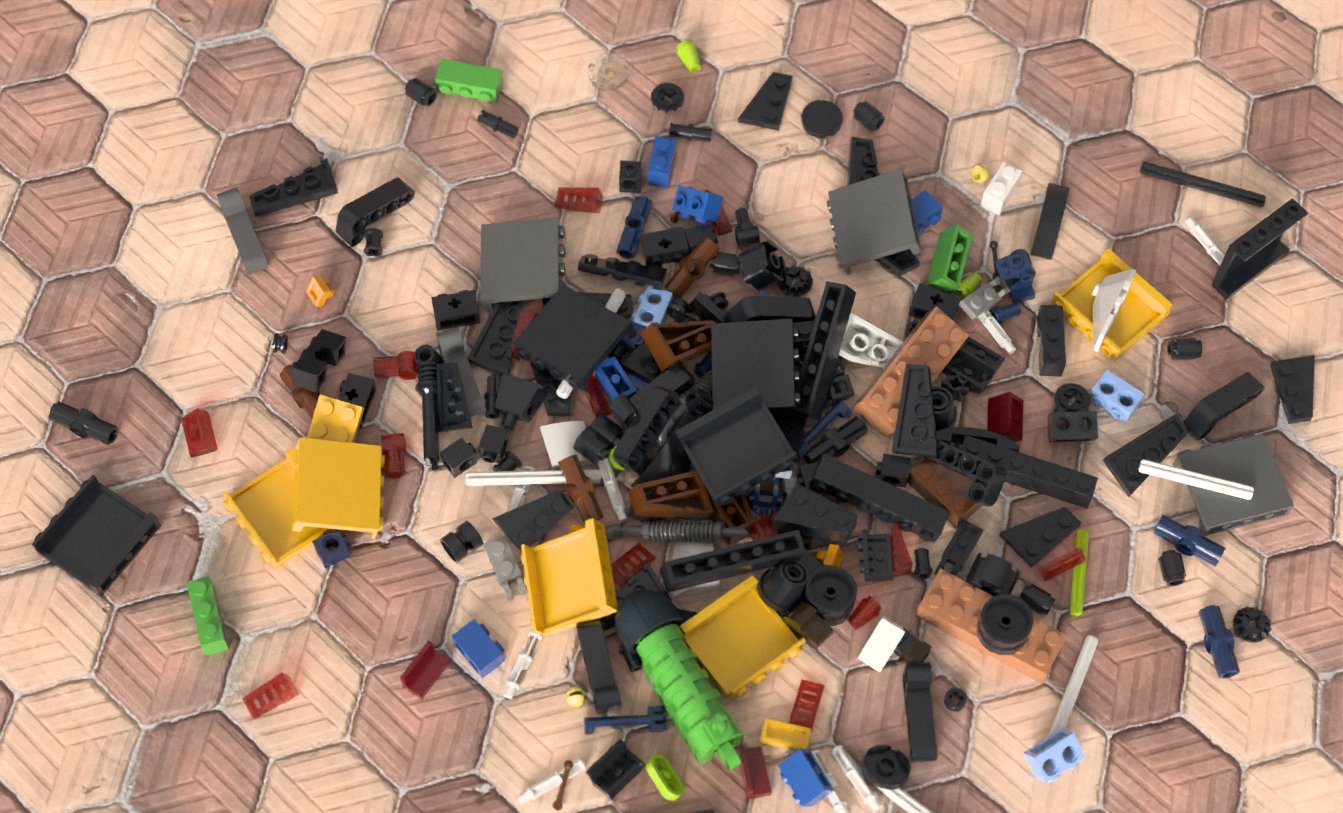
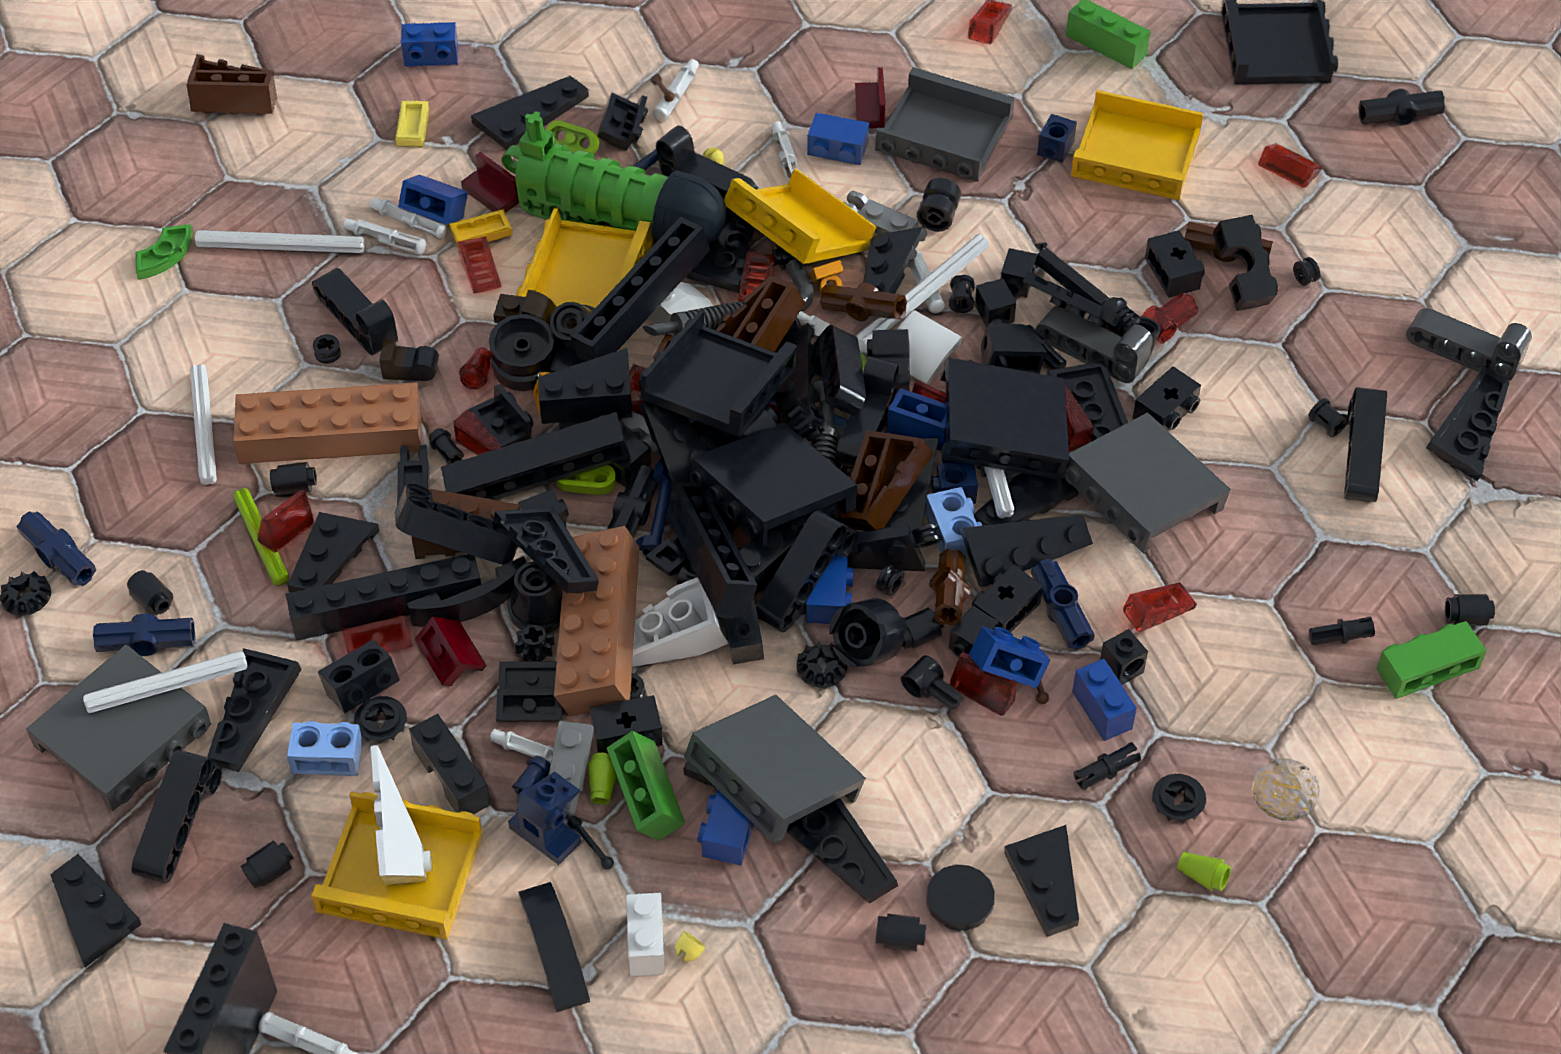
camera: 145 degrees right, 10 degrees down
(319, 291) = (1325, 337): light orange tile -> none
(335, 420) = (1159, 216): yellow plate -> none
(337, 486) = (1099, 170): yellow panel -> none
(394, 448) = (1089, 247): clear red piece -> none
(395, 614) = (946, 124): none -> dark grey panel
(881, 643) = (440, 334): white hinge -> none
(886, 767) = (359, 251): black tile -> none
(992, 575) = (354, 458): black brick -> none
(1004, 624) = (304, 385): black wheel -> none
(1045, 452) = (389, 634): none -> clear red slope
(1052, 751) = (187, 342): light blue brick -> none

